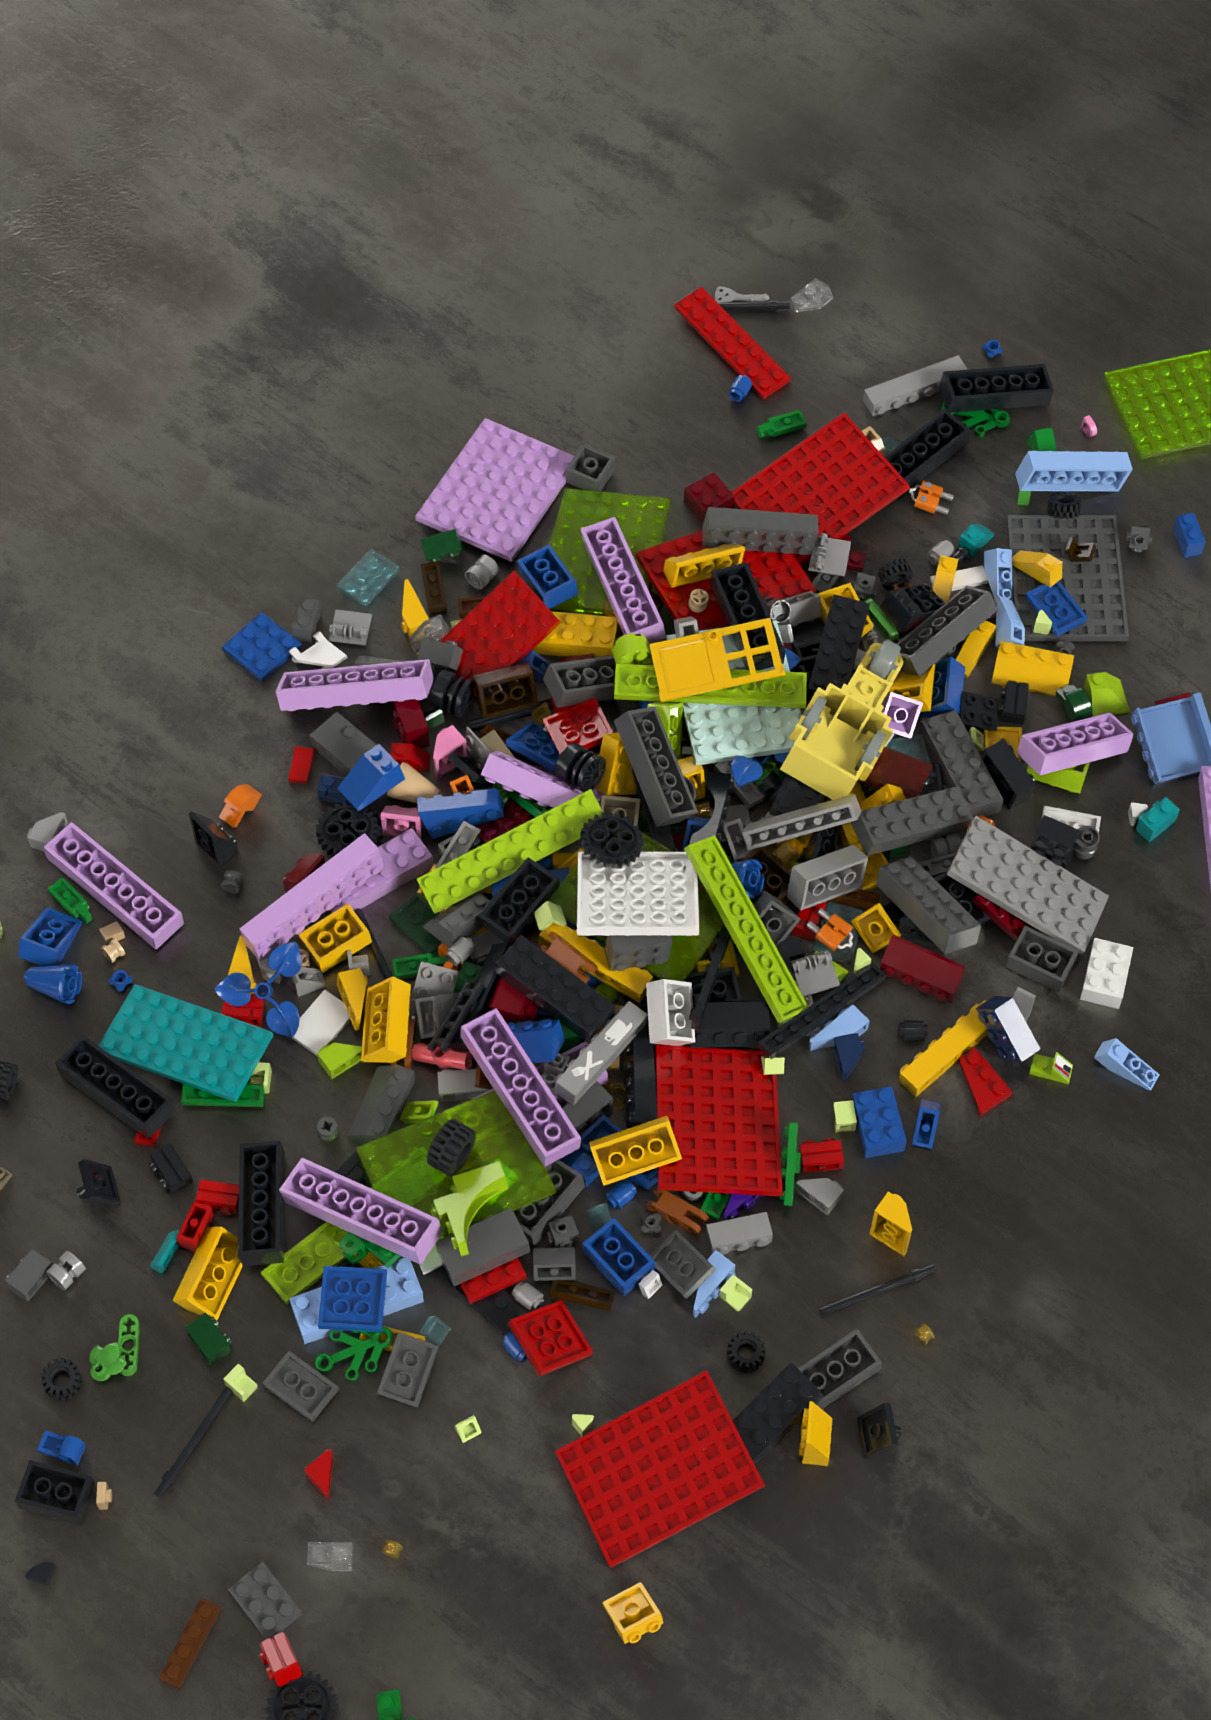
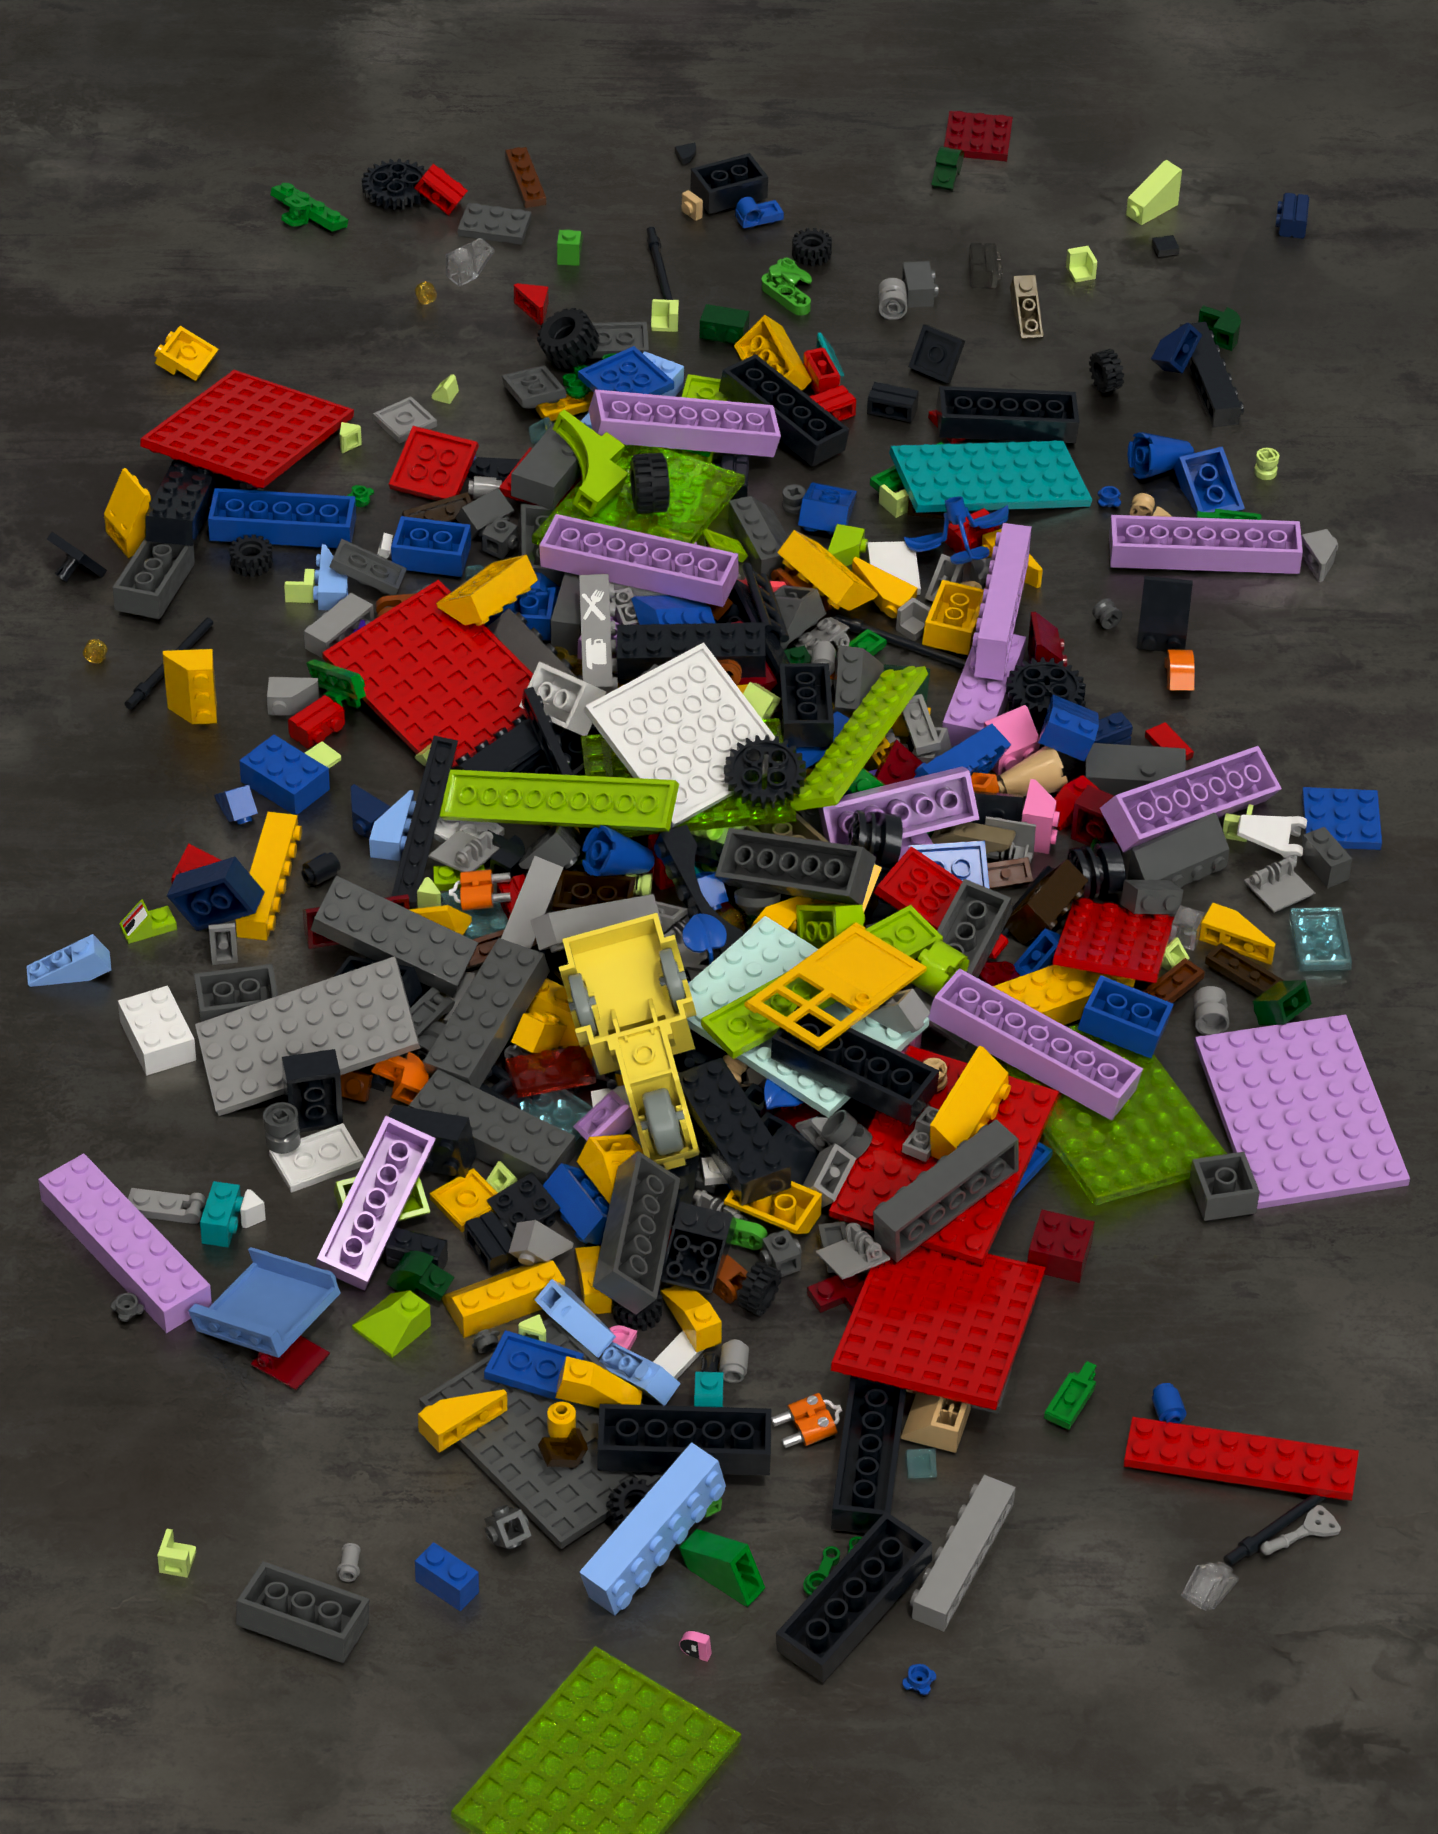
camera: 140 degrees right, 15 degrees down
(234, 1522) = (569, 247): none -> bright green slope
(311, 1101) = (826, 507): none -> blue slope
(326, 1401) = (568, 338): none -> black tyre
(521, 1420) = (401, 416): none -> light grey tile
(619, 1365) = (362, 495): none -> green plate
(692, 1352) = (282, 517): none -> blue brick
(994, 673) = (537, 1243): none -> light grey slope
(1014, 510) = (656, 1435): none -> black brick
(1058, 714) = (404, 1241): none -> black brick
(1070, 562) = (561, 1419): none -> yellow brick
(1122, 603) = (459, 1416): none -> yellow slope
(1182, 855) = (168, 1205): none -> light grey plate

